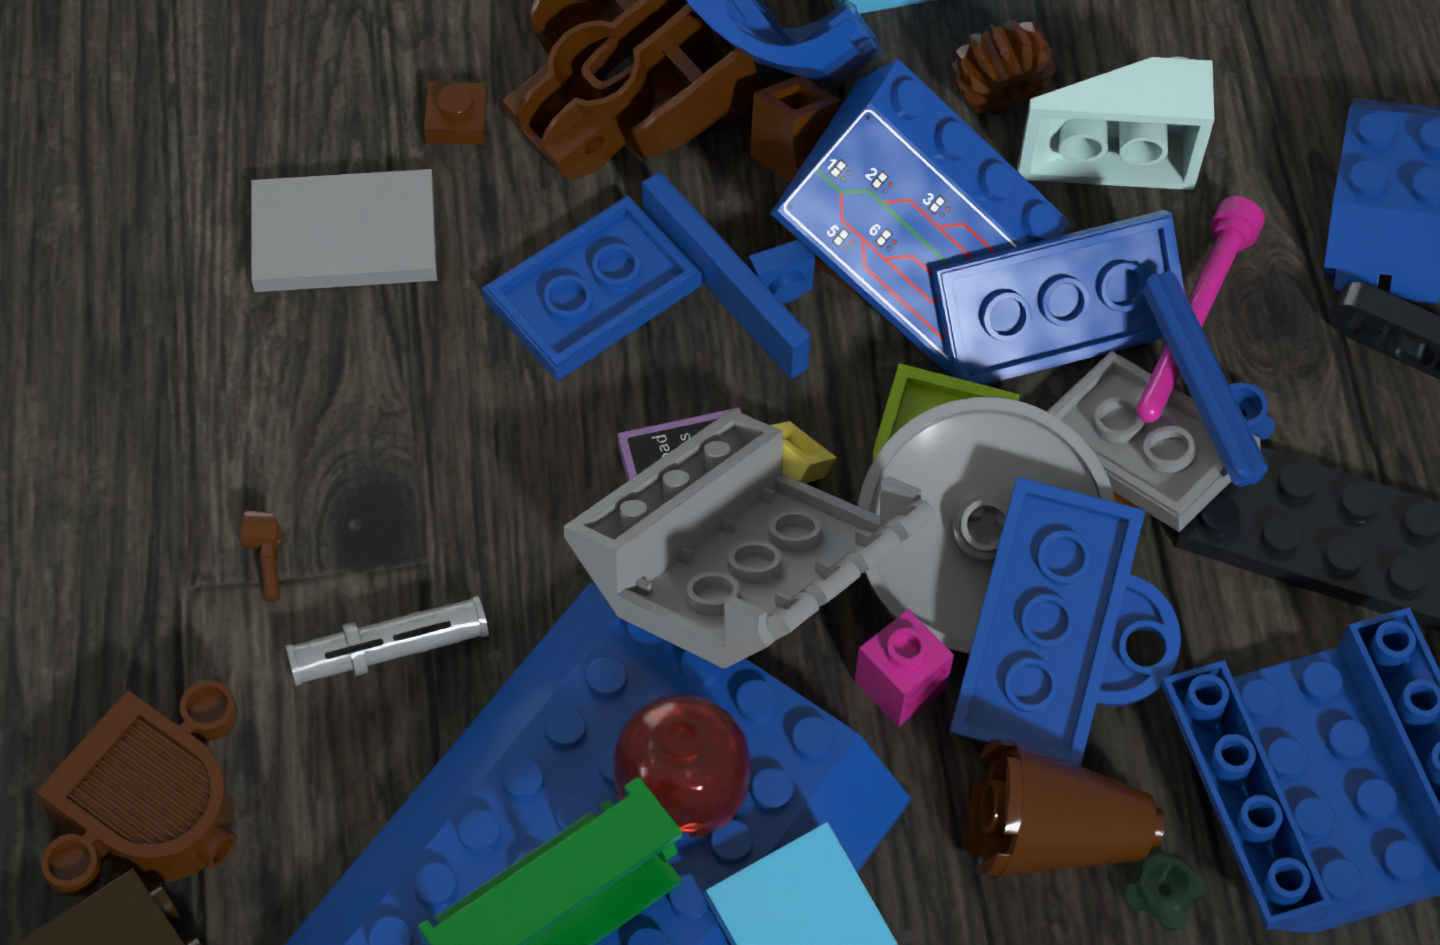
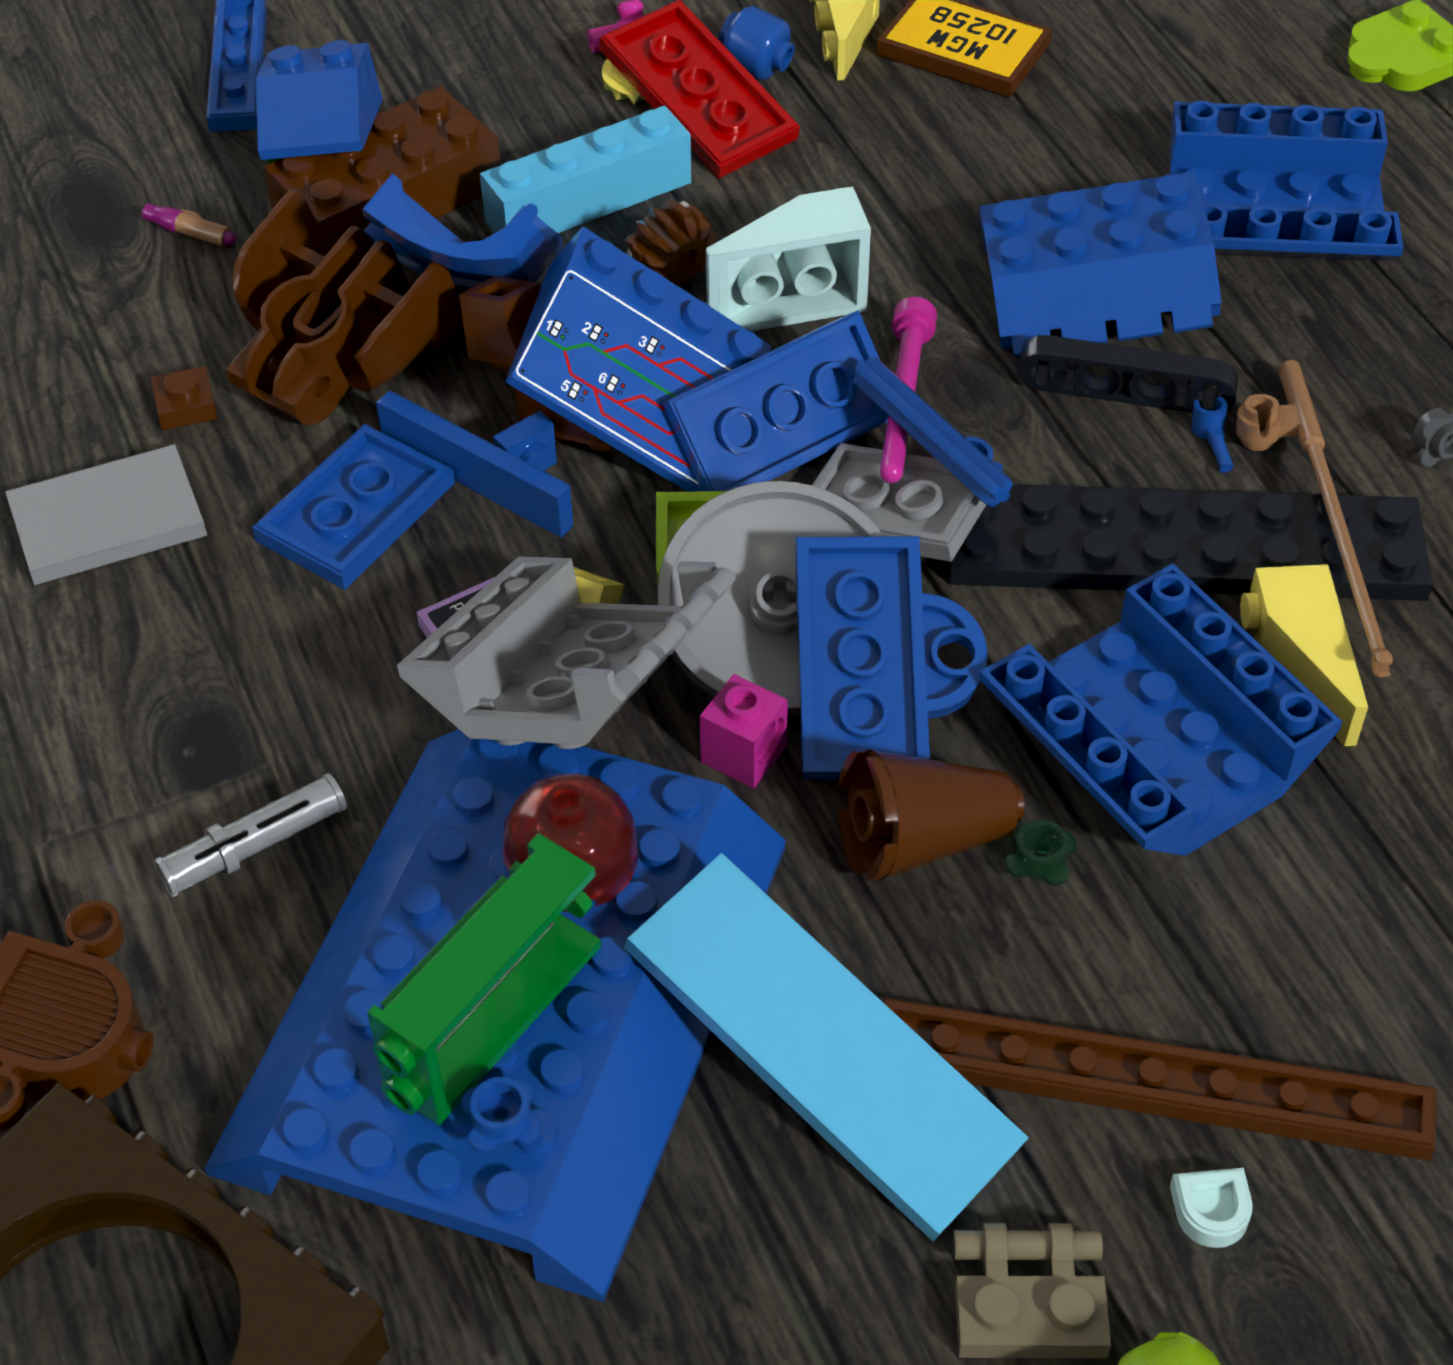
camera: 15 degrees left, 10 degrees down
(263, 532) = (101, 776): reddish brown hand -> none

